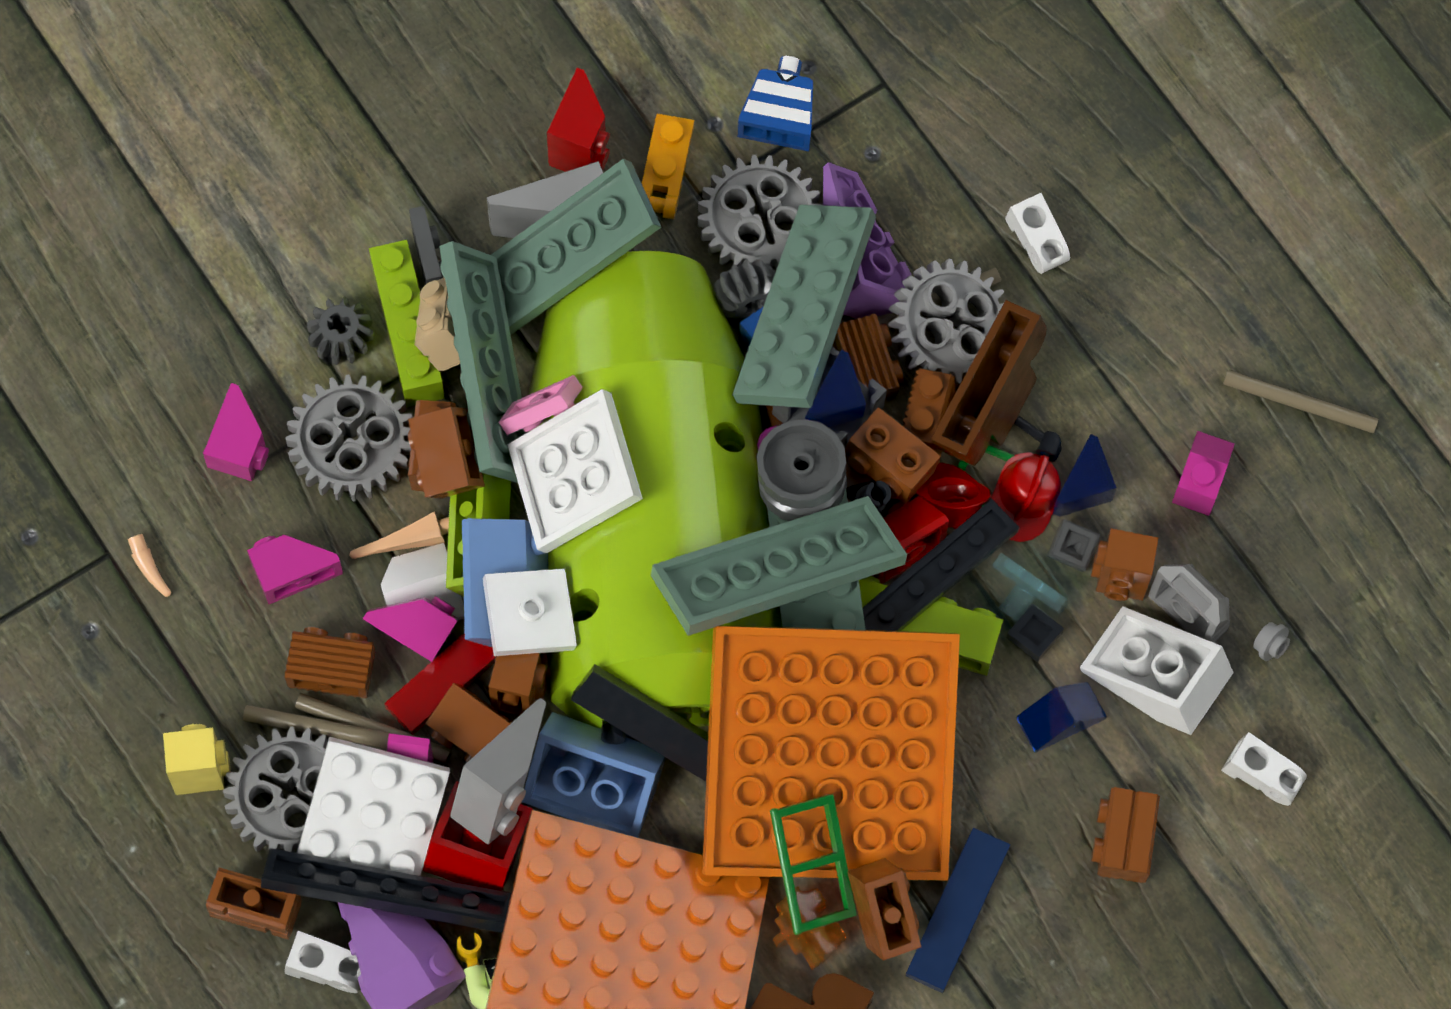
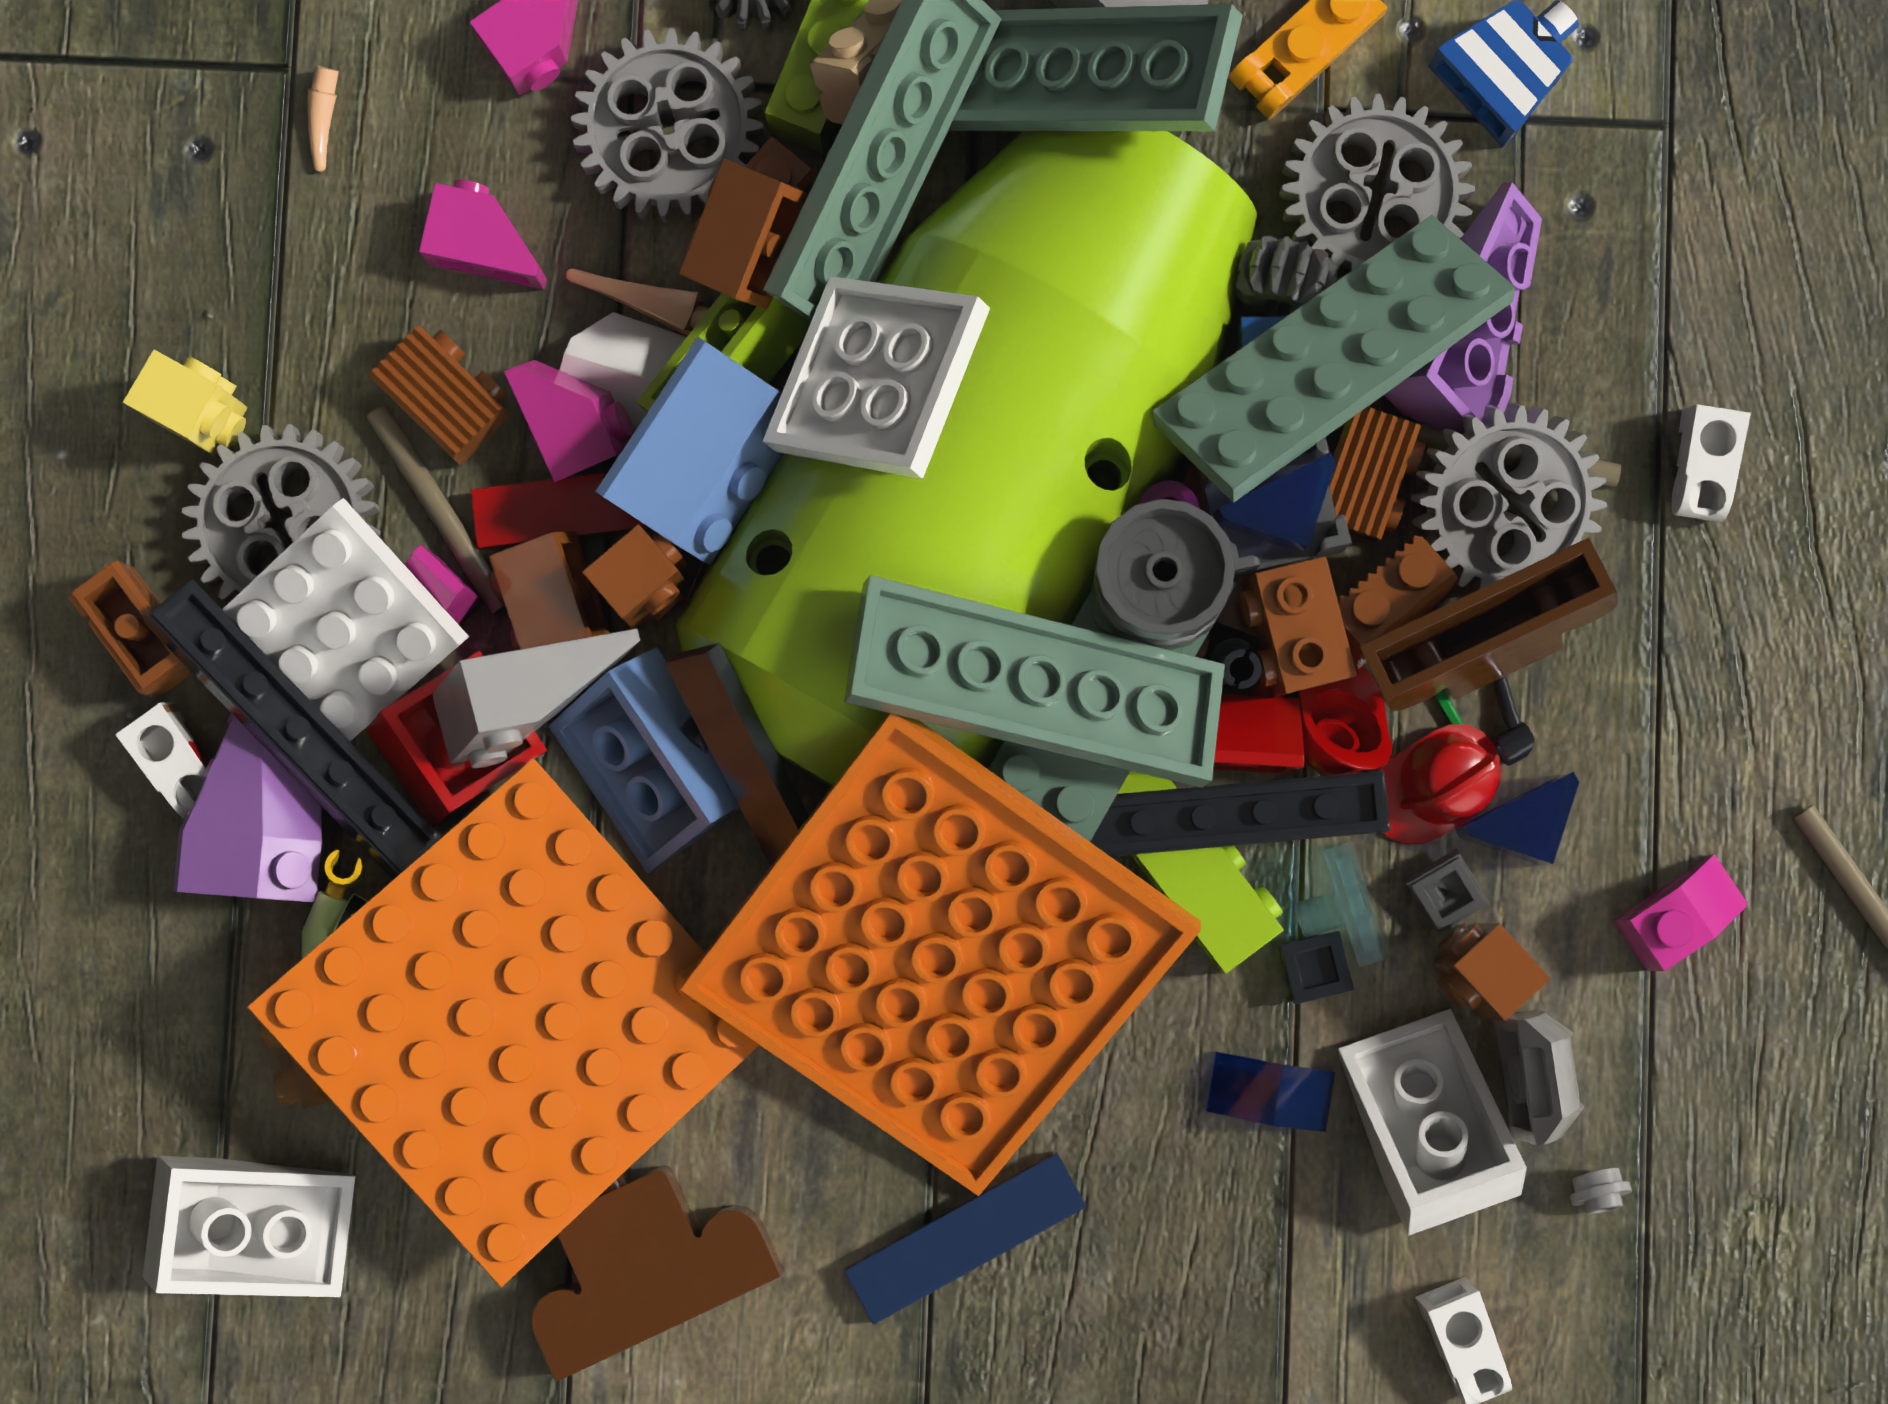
camera: 40 degrees right, 15 degrees up
(317, 726) = (379, 469): dark tan bar -> none
(529, 612) = (695, 514): white plate -> none
(534, 408) = (902, 257): bright pink plate -> none
(815, 943) = (757, 1126): clear orange hips -> none
(837, 856) = (855, 1081): green window -> none
(885, 909) = (869, 1186): dark orange brick -> none
(1127, 834) = (1235, 1300): dark orange brick -> none

